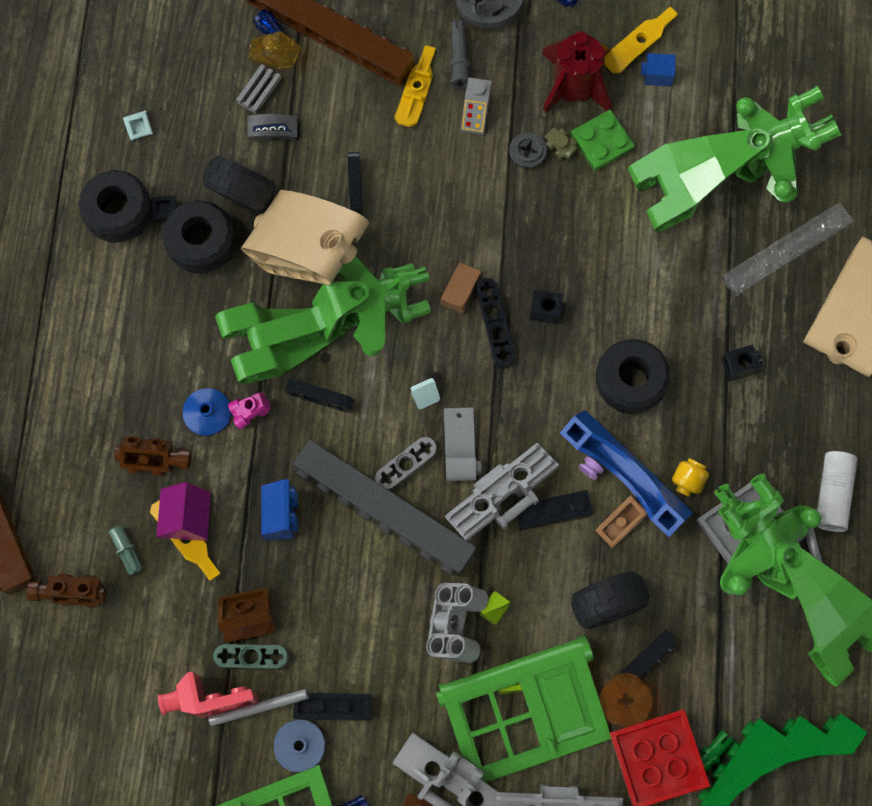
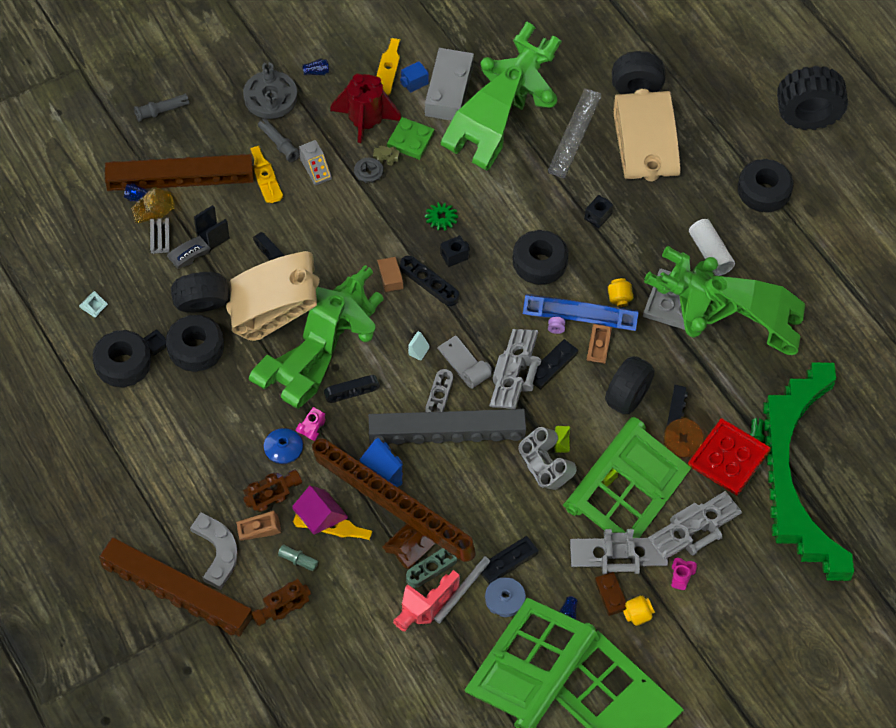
camera: 40 degrees left, 15 degrees down
(64, 489) = (225, 548): none -> light grey plate
(115, 487) = (259, 526): none -> medium nougat slope
(252, 570) = (394, 500): none -> reddish brown beam
(312, 114) = (208, 228): none -> black piece
(562, 263) = (433, 216): none -> green gear
(690, 101) = (448, 83): none -> light grey brick

